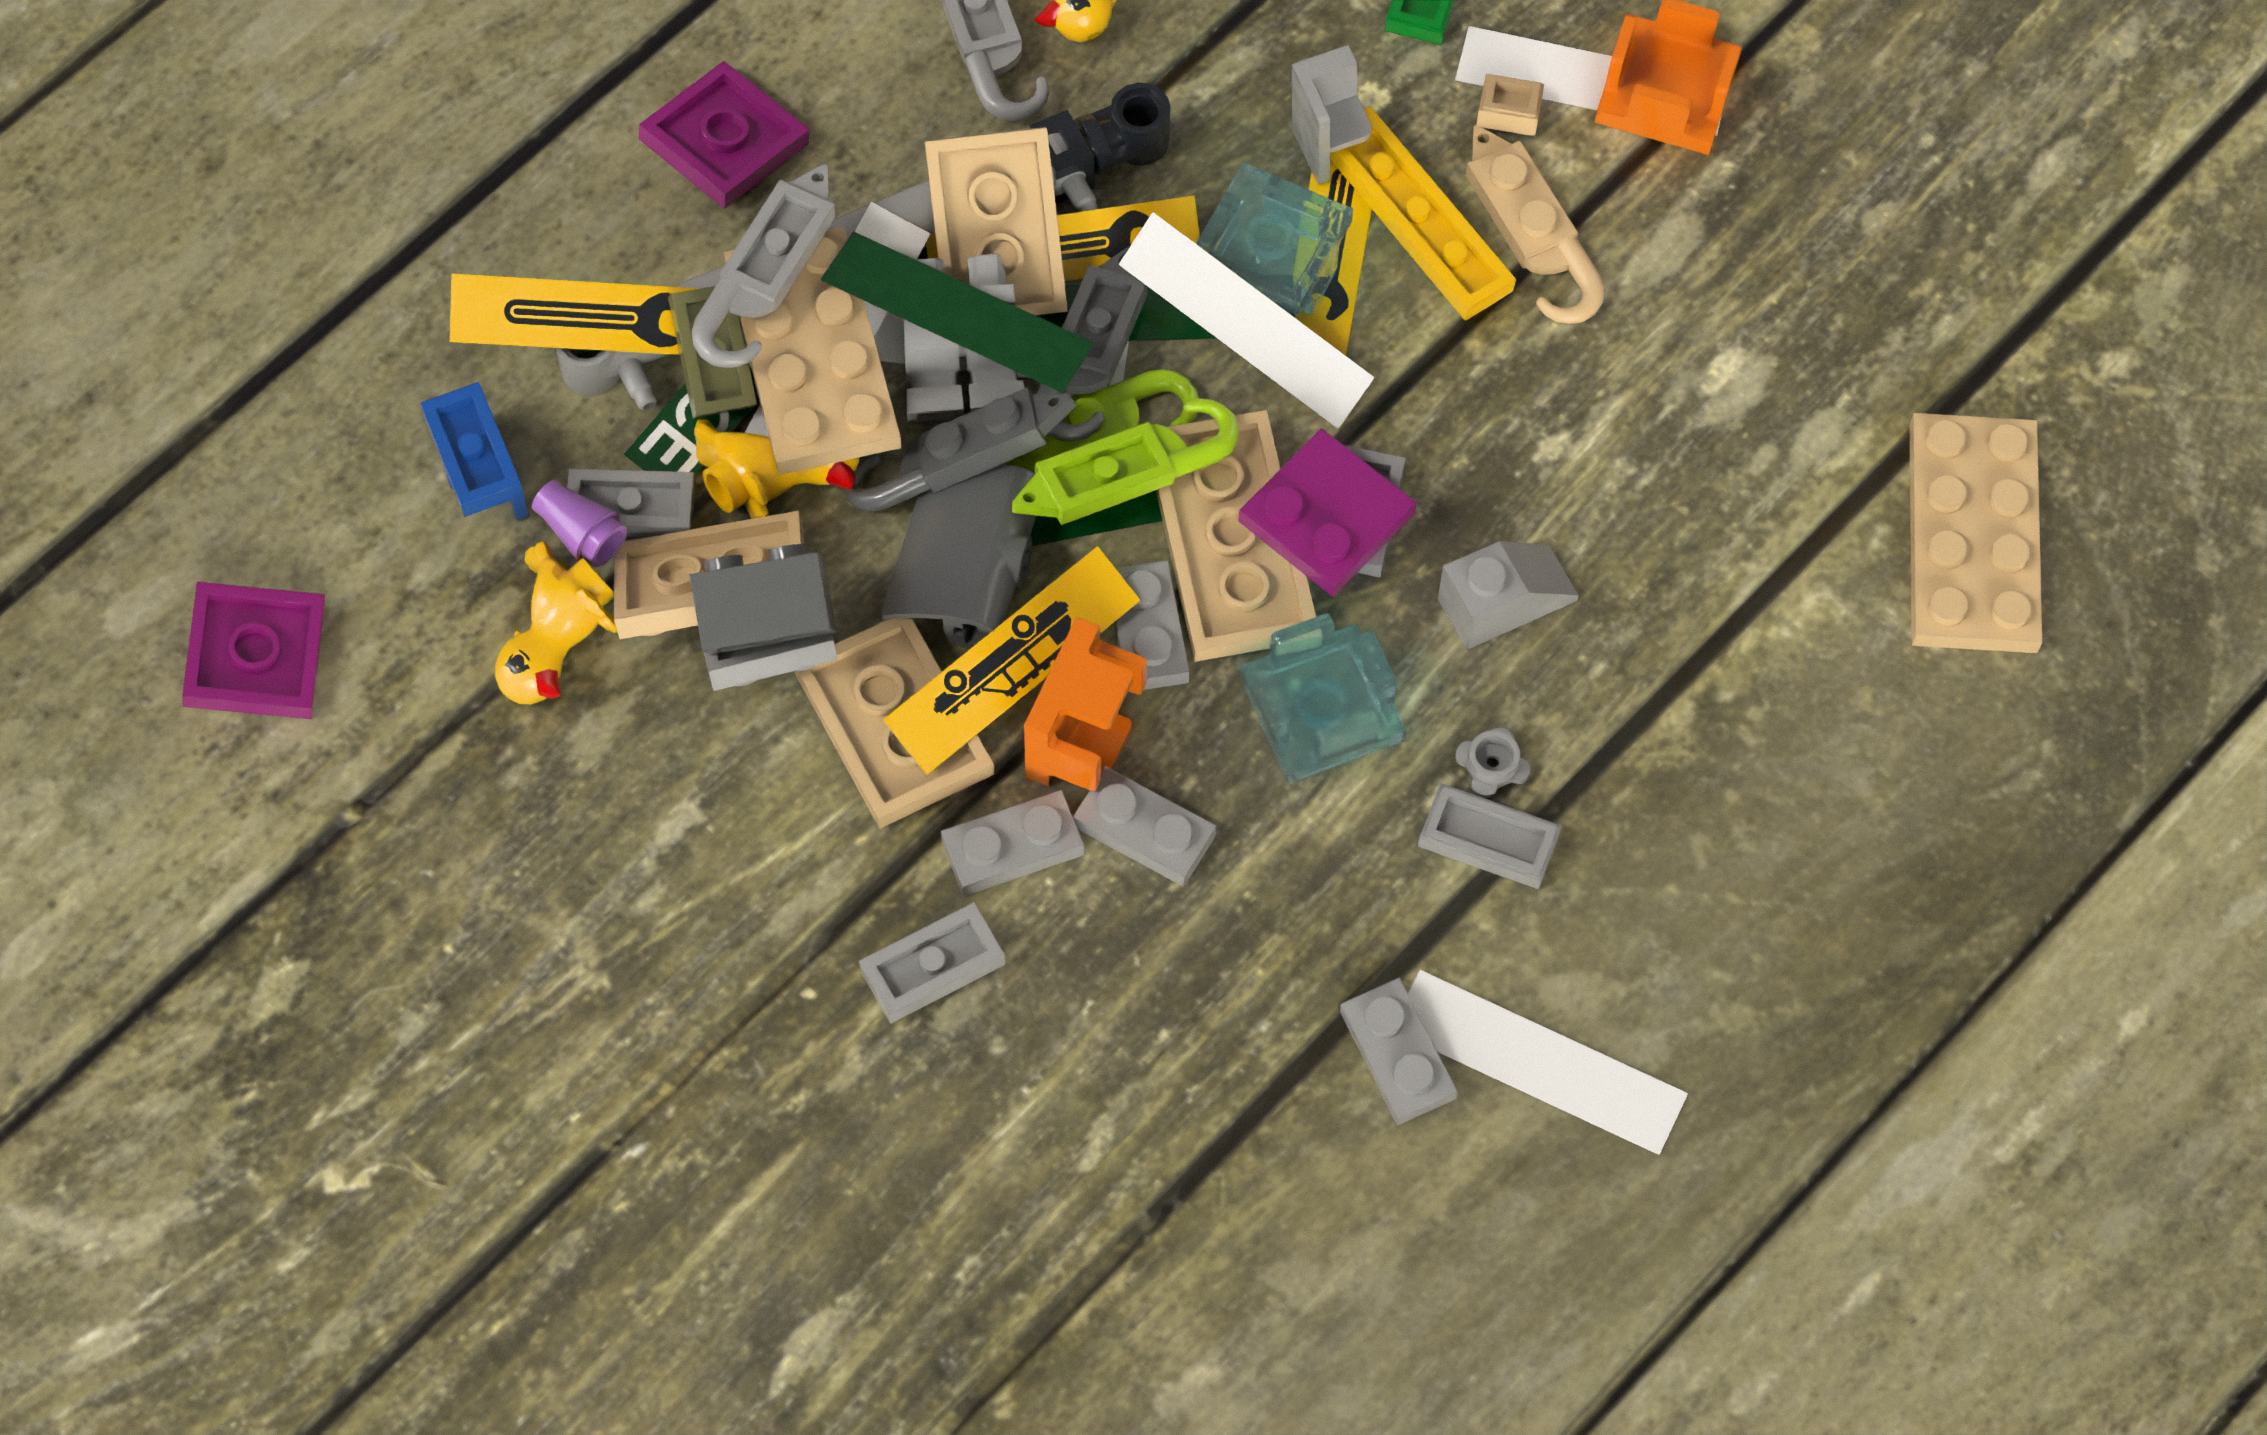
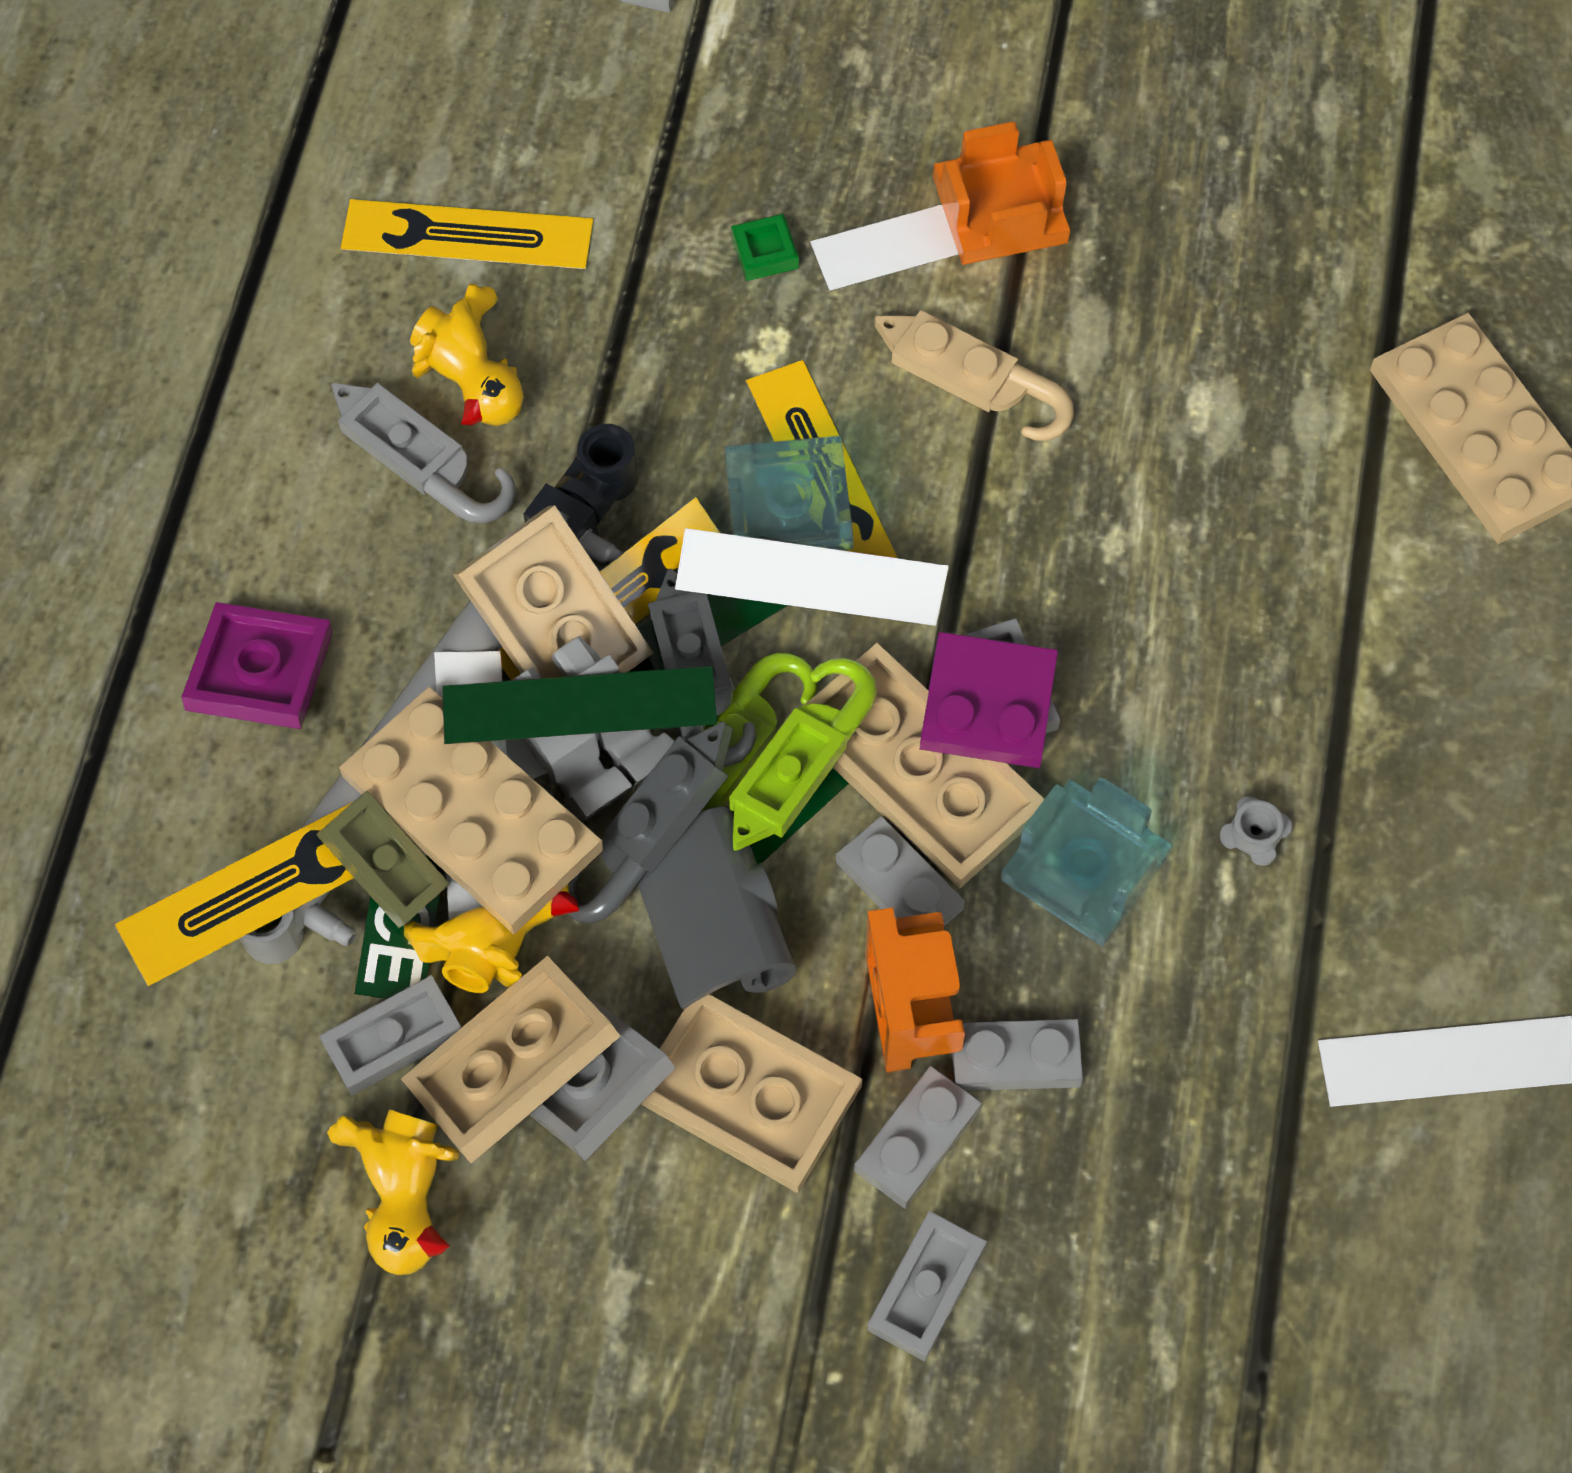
camera: 30 degrees left, 0 degrees up
(253, 650) = (136, 1371): magenta plate -> none
(473, 451) = (226, 1071): blue panel -> none
(580, 523) = (367, 1080): medium lavender cone -> none
(762, 600) = (590, 1056): dark grey brick -> none
(766, 262) = (391, 757): light grey plate -> none
(1007, 661) = (818, 981): yellow sticker -> none
(1327, 108) = (760, 369): light grey panel -> none
(1398, 1051) = (1355, 1122): light grey plate -> none
(1424, 220) = (881, 412): yellow plate -> none
(1489, 836) = (1295, 893): light grey tile -> none
(1502, 589) = (1165, 685): light grey slope -> none
(1510, 104) = (892, 285): tan tile -> none

